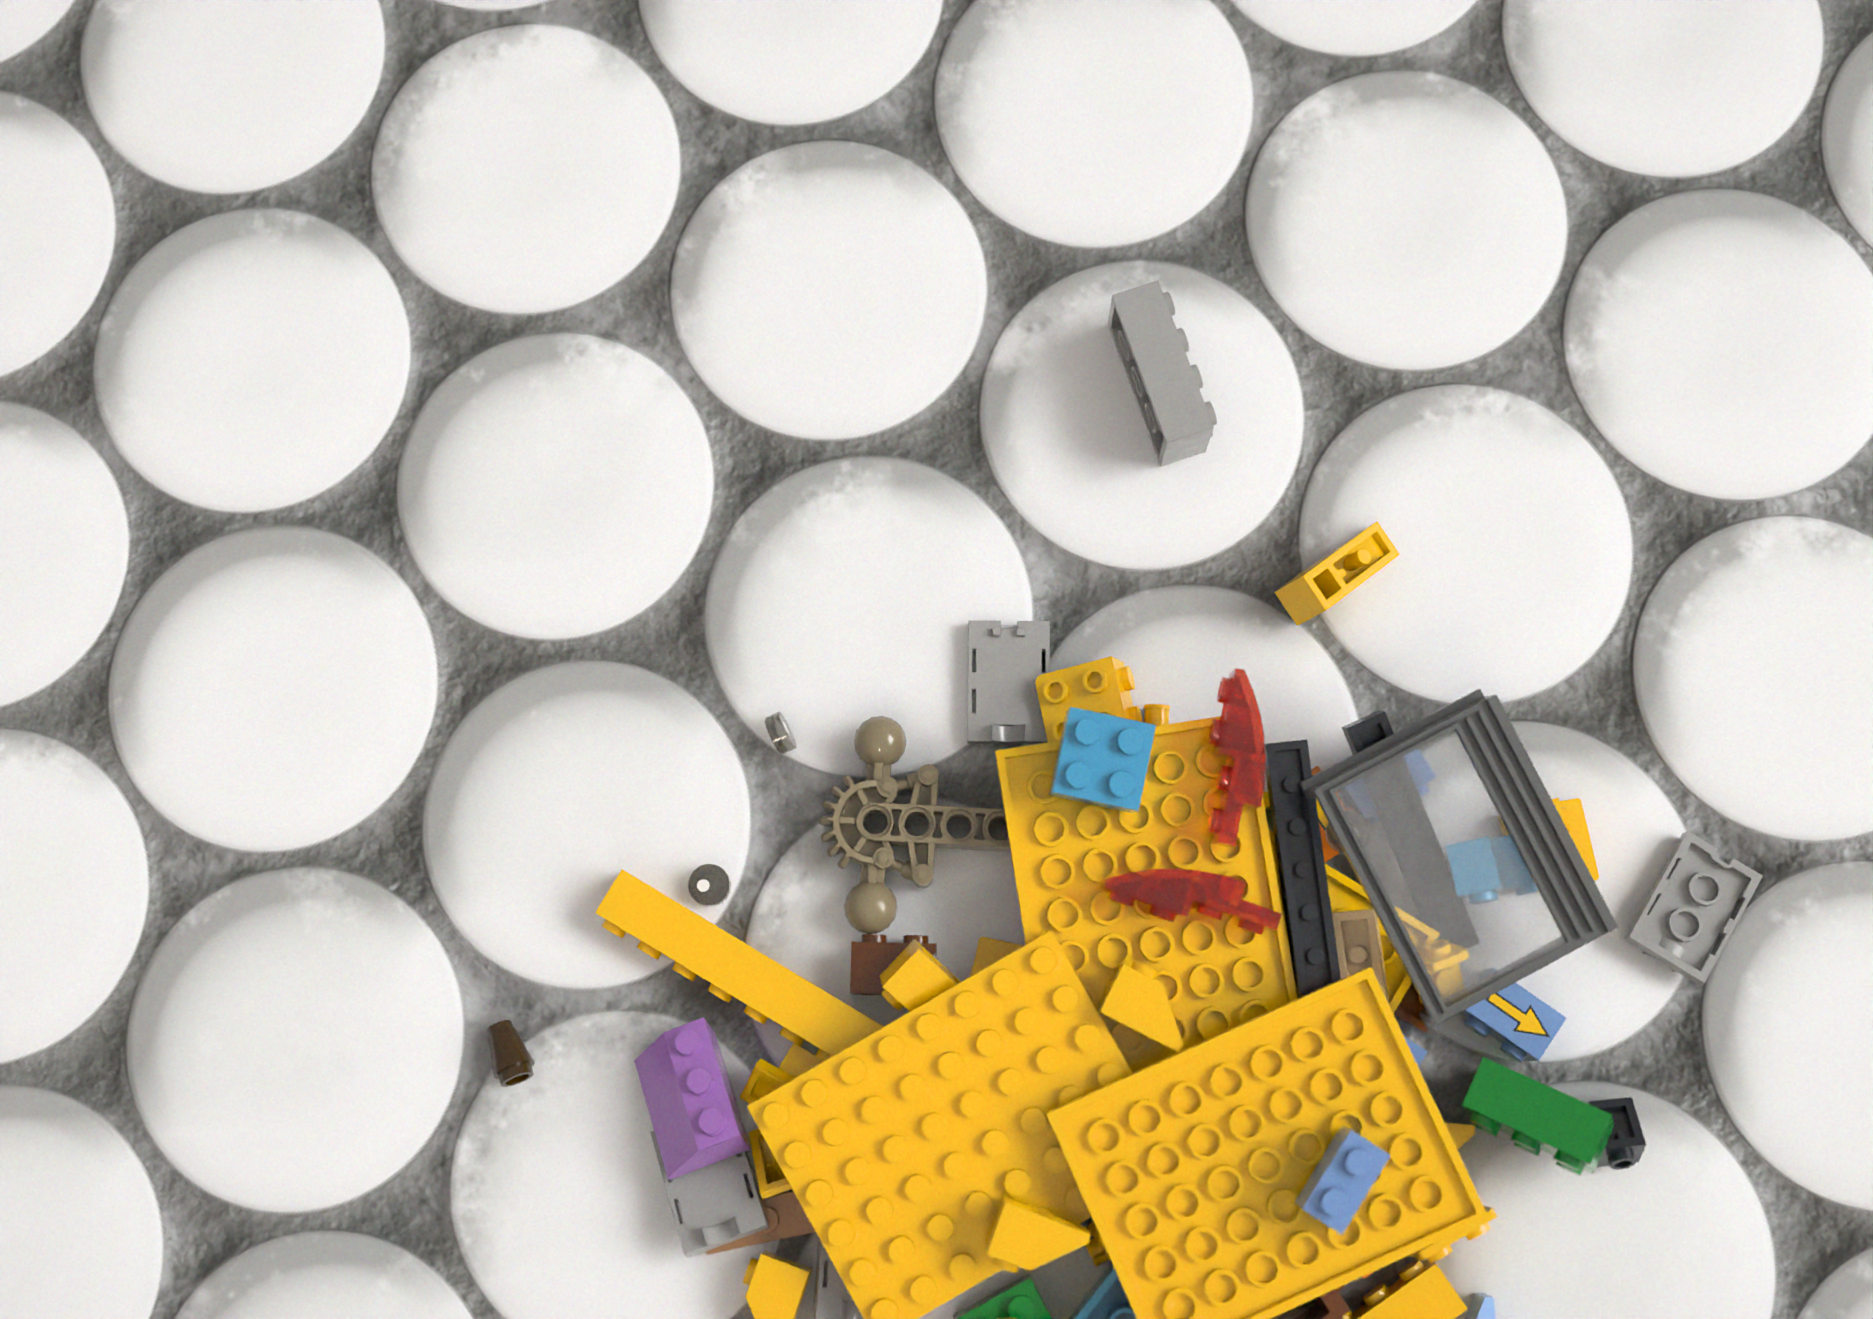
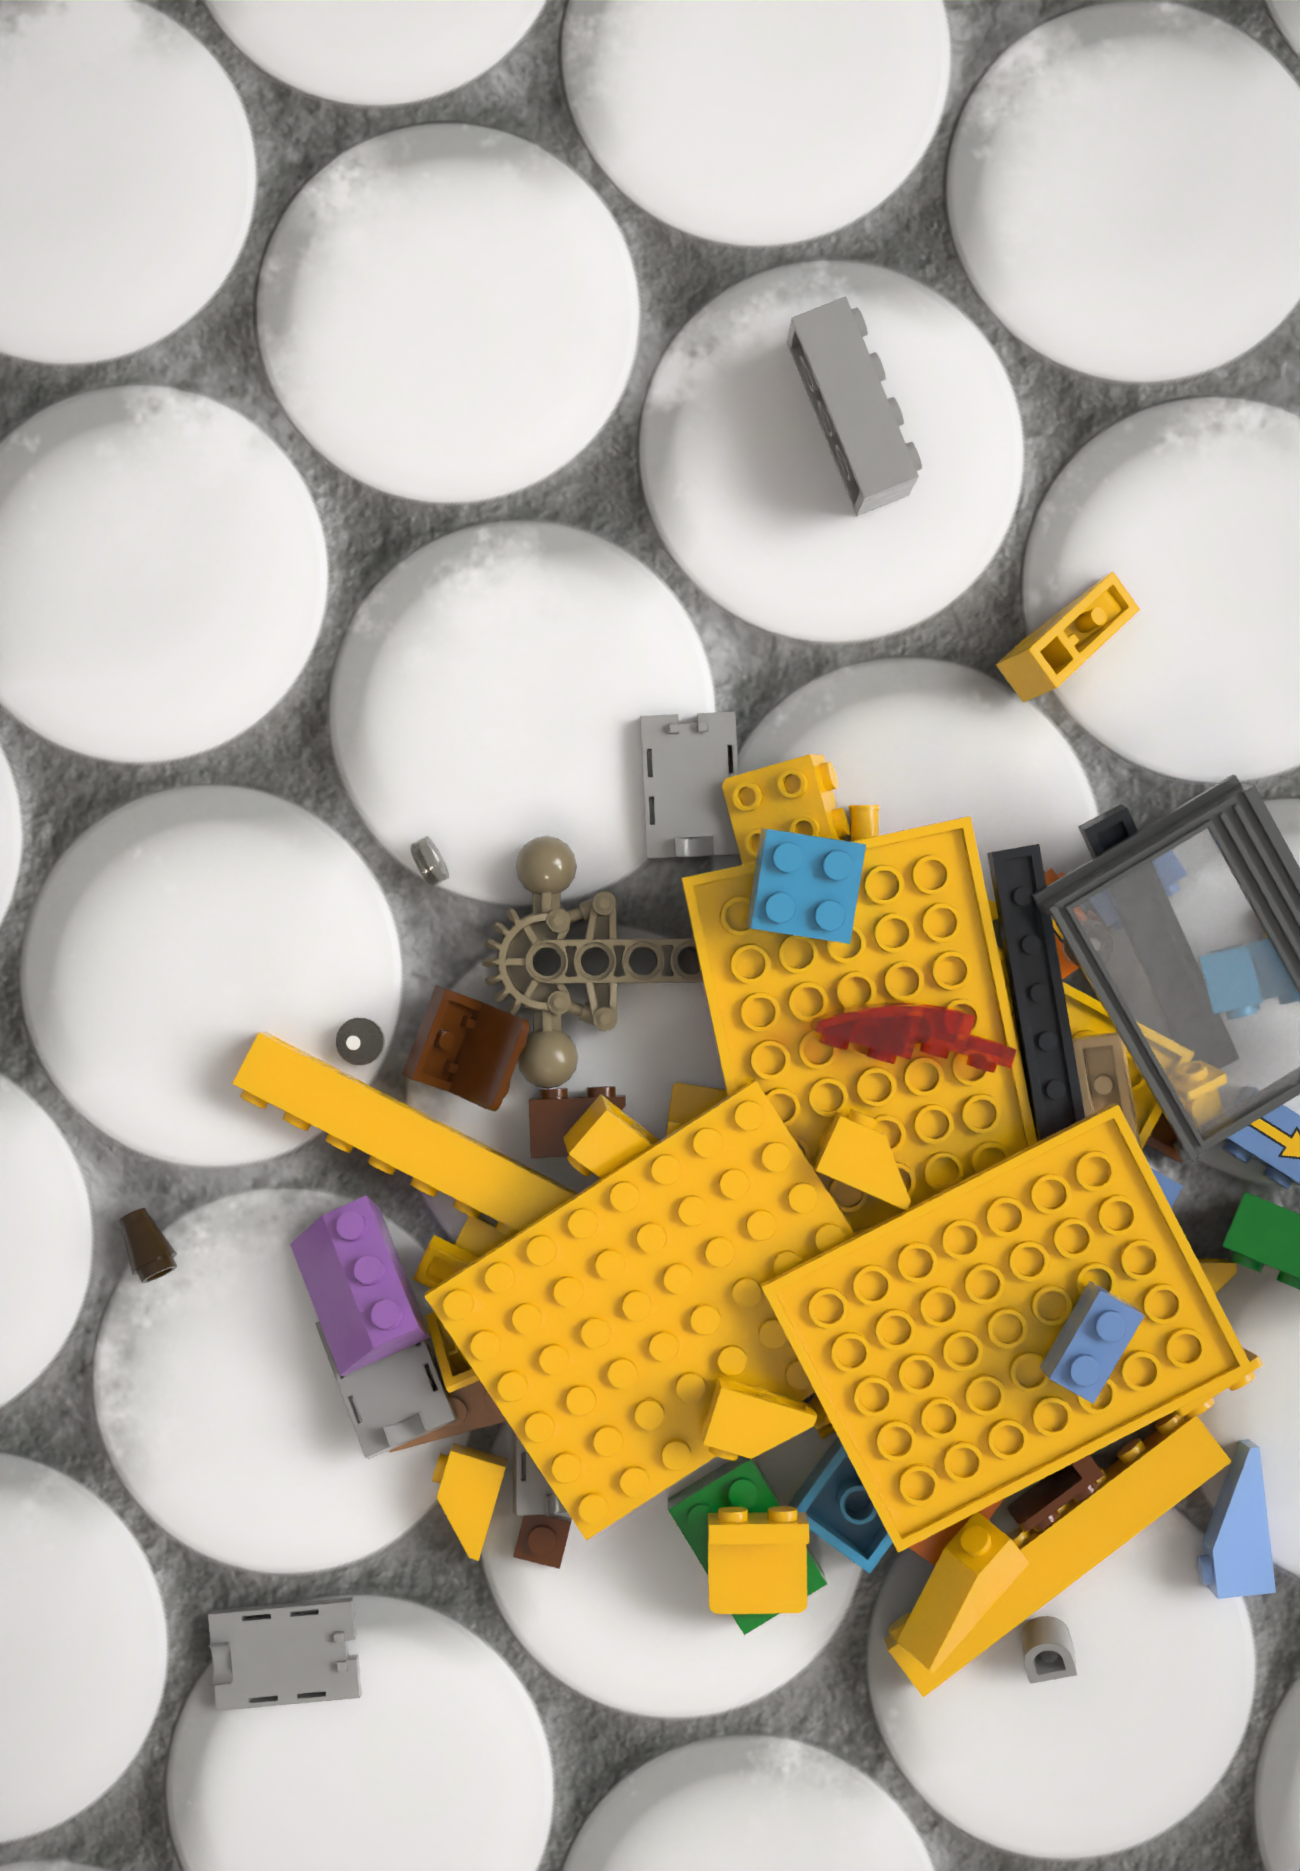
camera: 10 degrees left, 10 degrees up
(800, 894) = (467, 1048): none -> reddish brown bracket
(1241, 741) = (964, 852): clear red slope -> none

